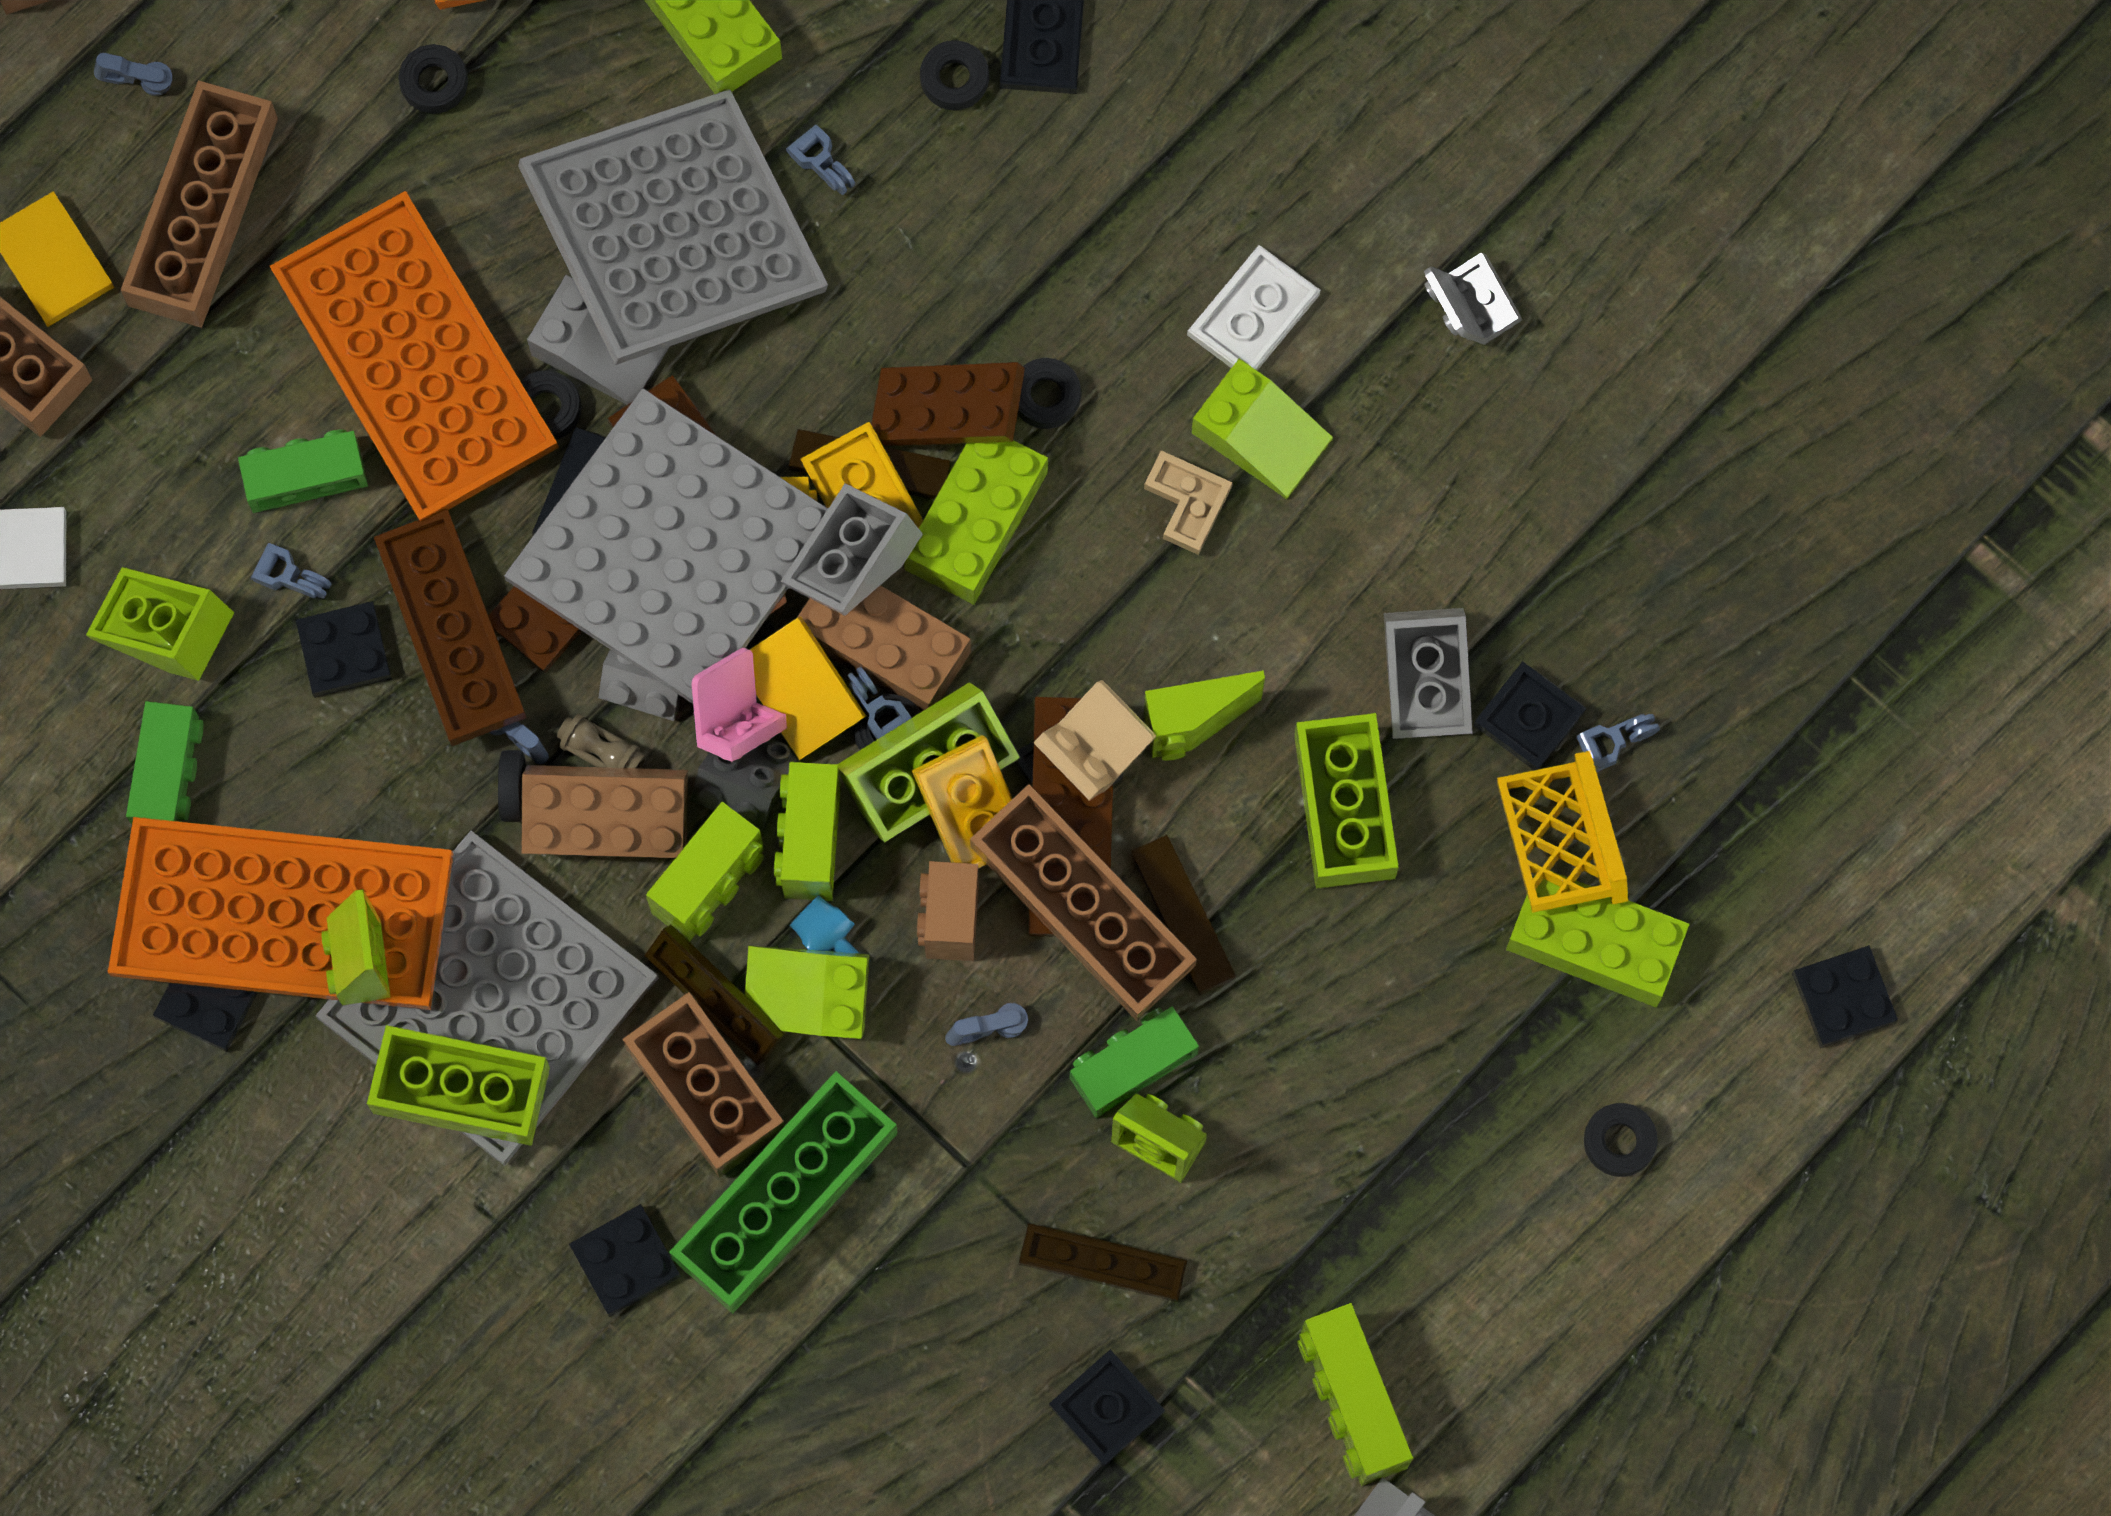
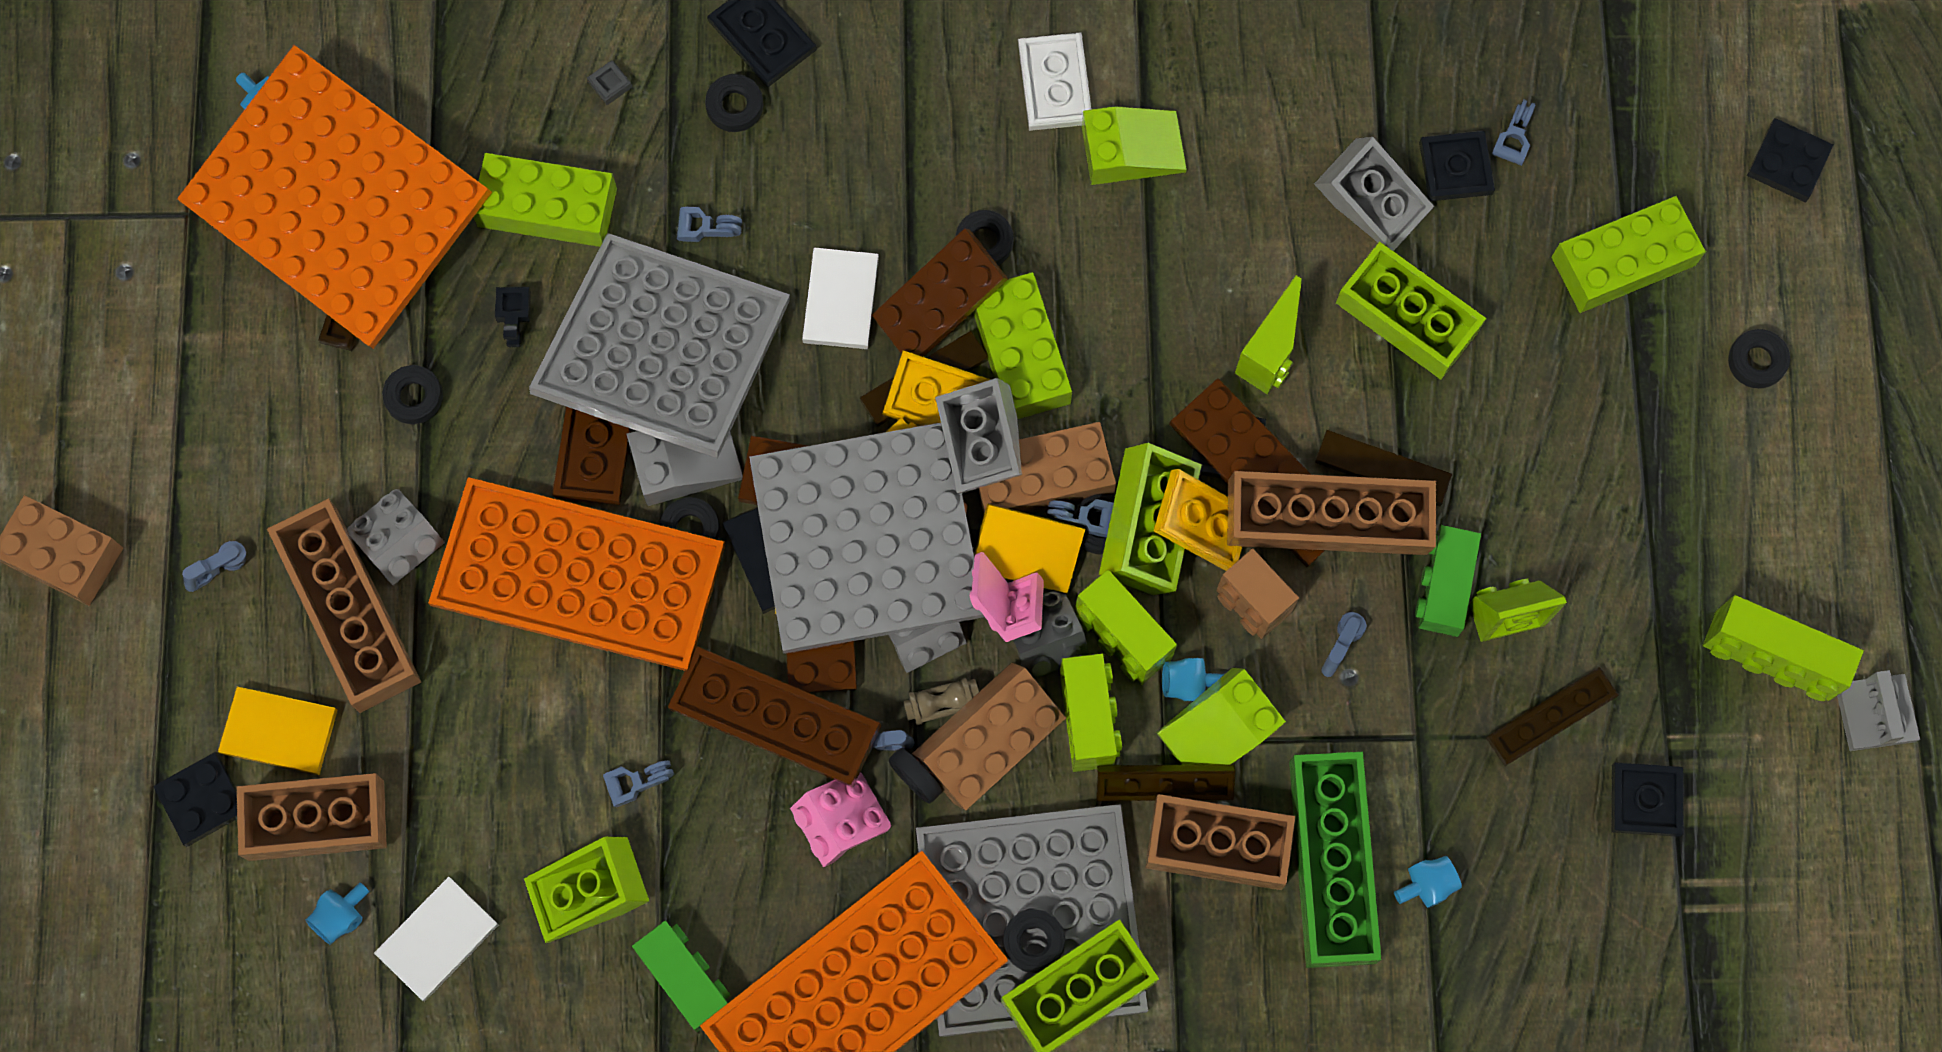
camera: 45 degrees left, 0 degrees up
(298, 185) = (395, 536): none -> light grey bracket
(302, 470) = (579, 708): bright green brick -> none
(343, 649) = (718, 794): black plate -> none
(356, 952) = (937, 970): lime slope -> none
(420, 763) = (839, 818): none -> bright pink bracket
(464, 989) = (1036, 919): none -> black tyre
(518, 272) = (591, 459): none -> reddish brown plate
(585, 80) = (512, 308): none -> black plate
(624, 1260) = (1278, 996): black plate -> none
(849, 1294) = (1431, 881): none -> dark azure piece
(871, 329) = (840, 298): none -> white tile
(1096, 740) = (1241, 408): tan bracket -> none
(1197, 495) = (1134, 215): tan plate -> none
(1598, 834) = (1561, 185): yellow fence -> none

